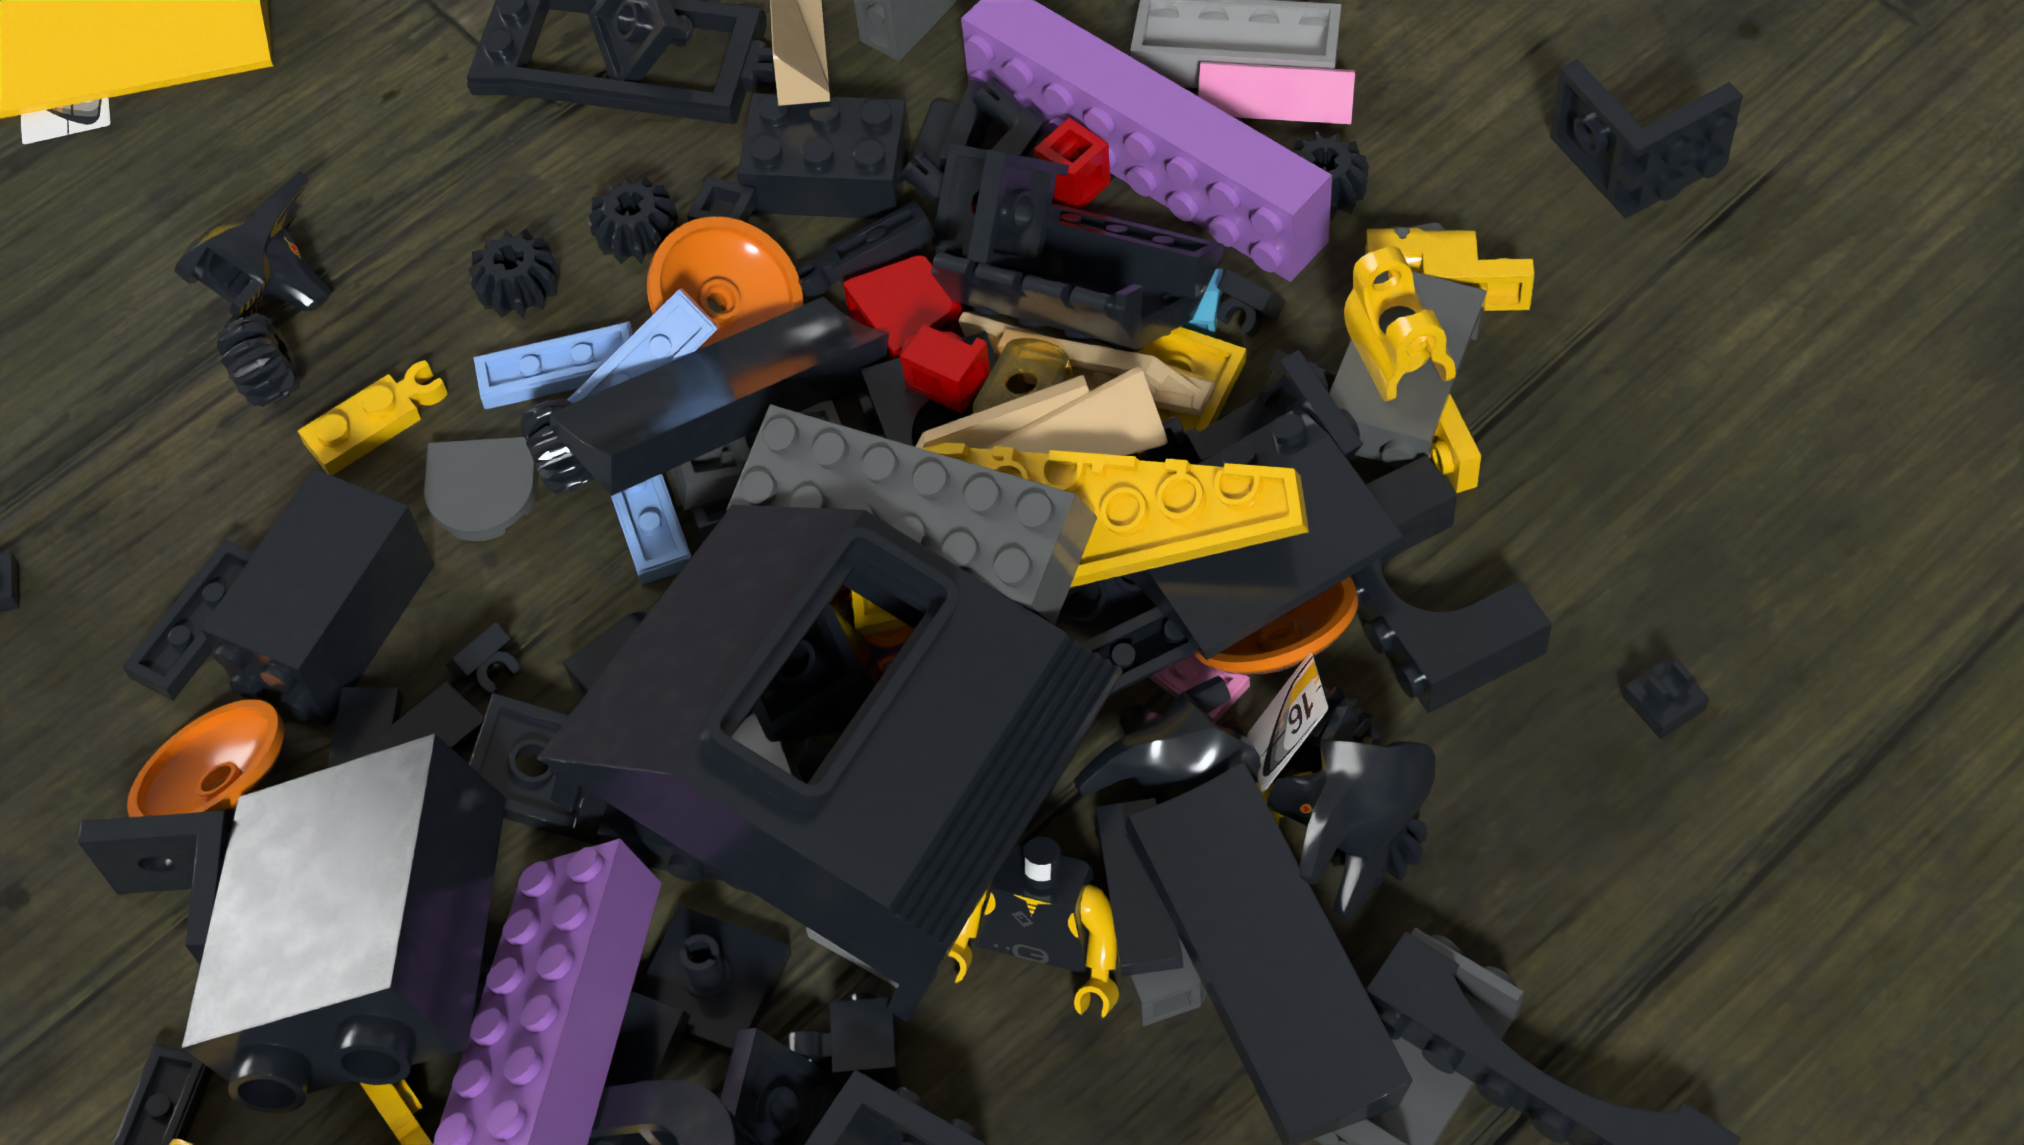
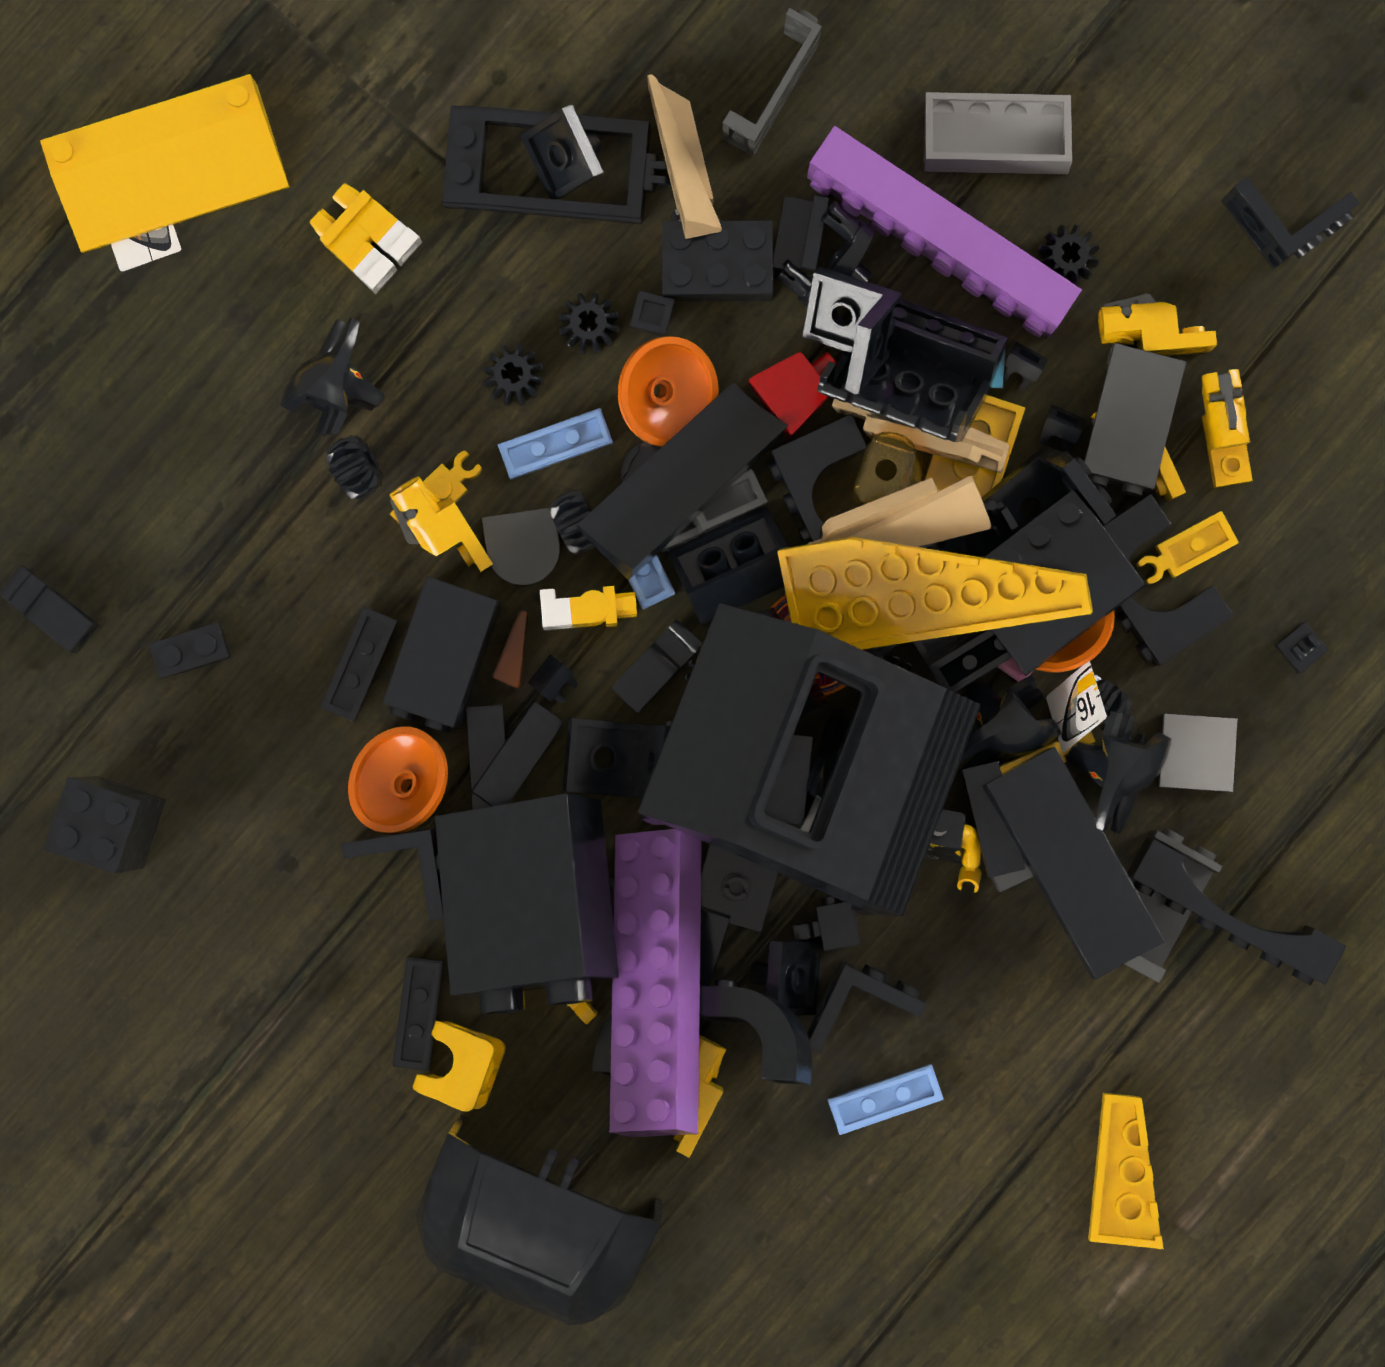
camera: 10 degrees left, 30 degrees up
(352, 109) = (357, 228): none -> yellow hips
(354, 430) = (435, 525): none -> yellow plate
(428, 619) = (512, 658): none -> reddish brown slope
(547, 553) = (586, 611): none -> yellow hips
(668, 335) = (622, 456): light blue tile -> none
(867, 249) = (759, 340): black plate -> none
(944, 367) = (830, 454): red brick -> none
(987, 522) = (834, 596): dark grey brick -> none
(1086, 159) = (895, 263): red brick -> none
(1278, 92) = (1030, 182): bright pink tile -> none
(1392, 324) = (1131, 416): yellow piece -> none
(1487, 545) = (1191, 547): none -> yellow plate
(1491, 836) = (1199, 752): none -> light grey tile
(1548, 390) = (1226, 428): none -> yellow plate

